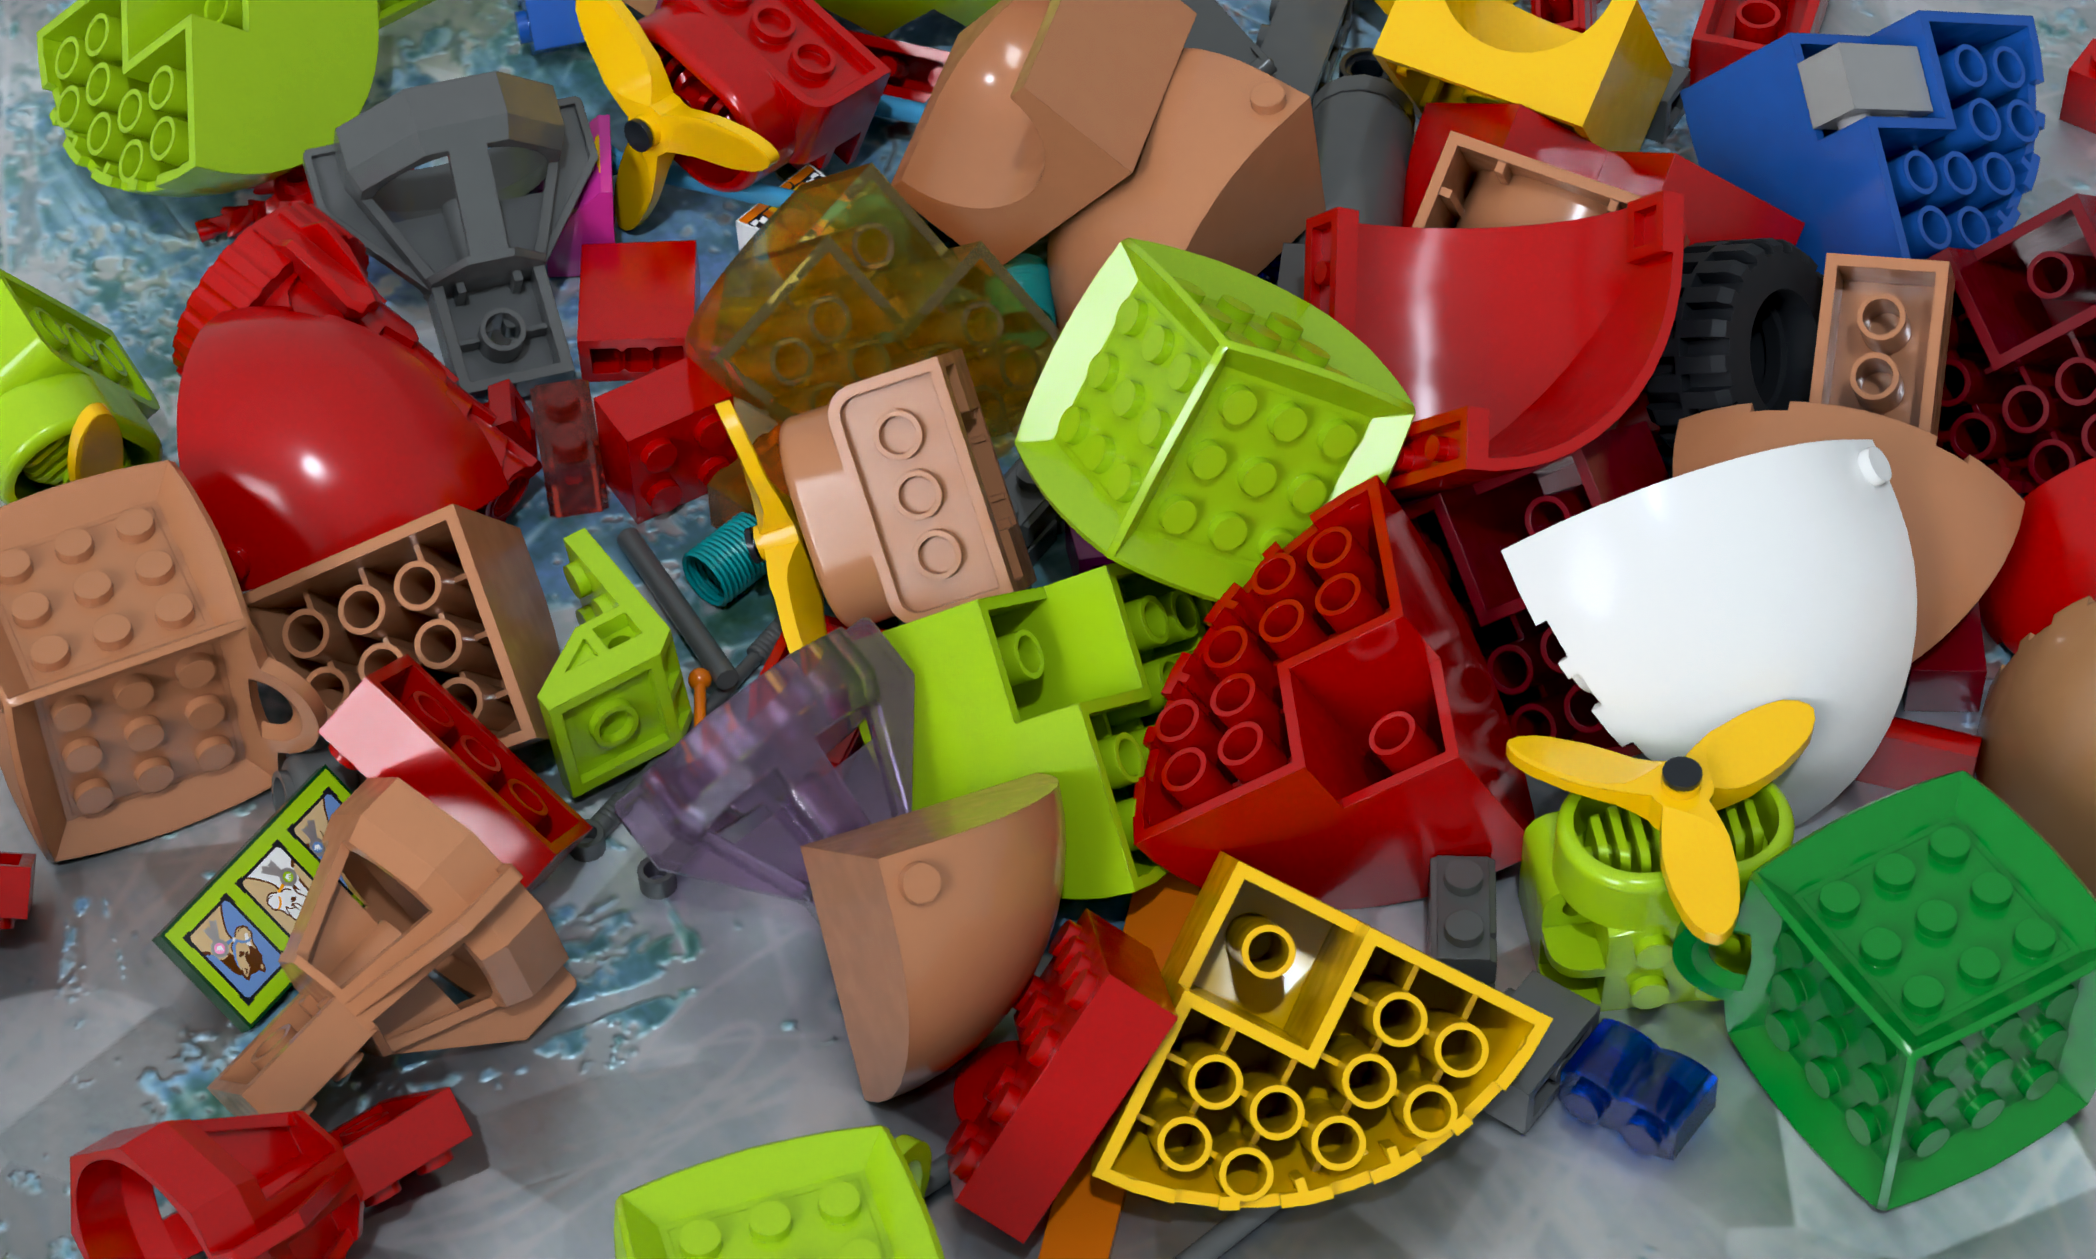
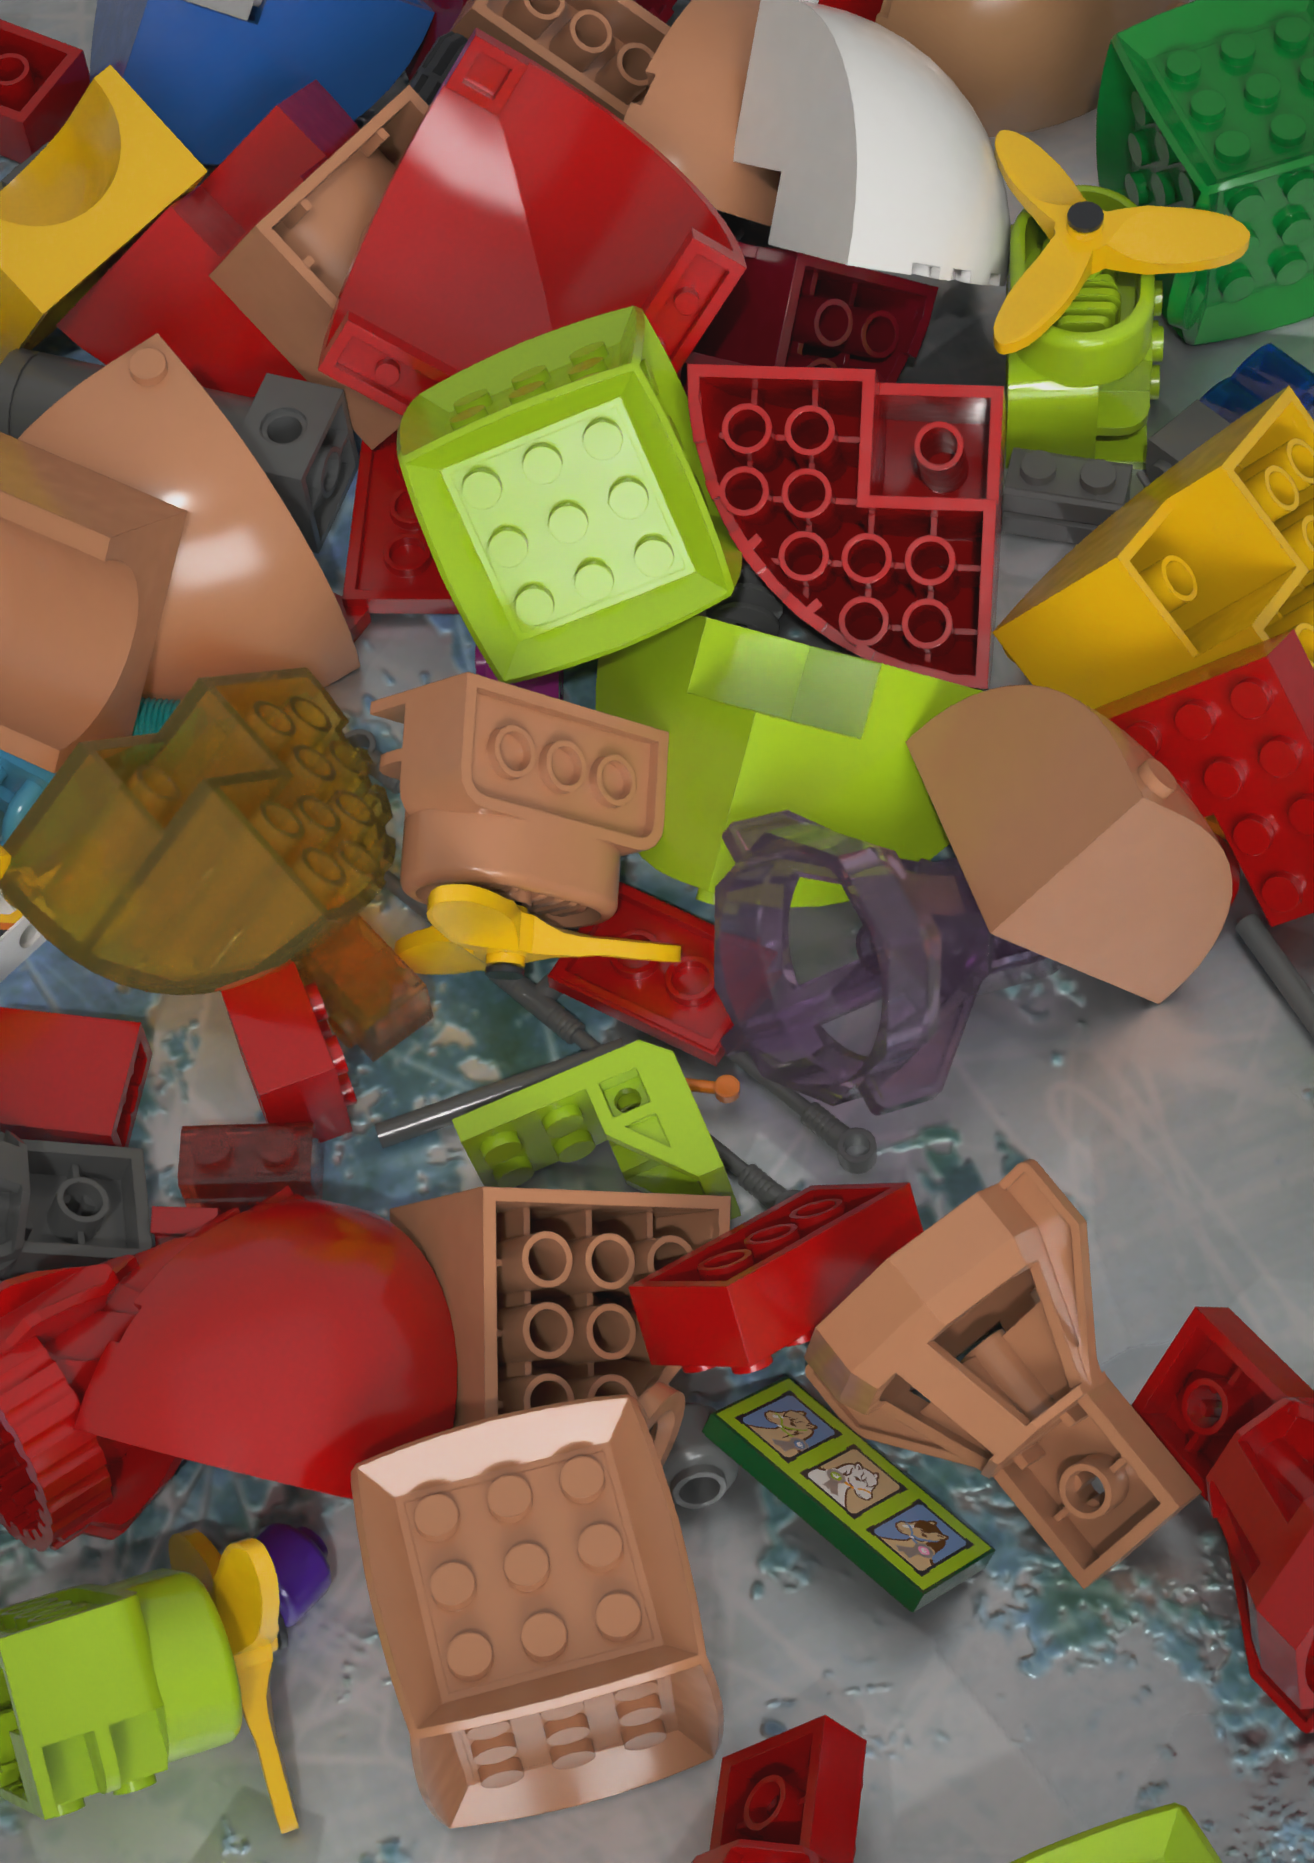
camera: 75 degrees left, 10 degrees up
(722, 564) = (455, 1031): teal piece -> none

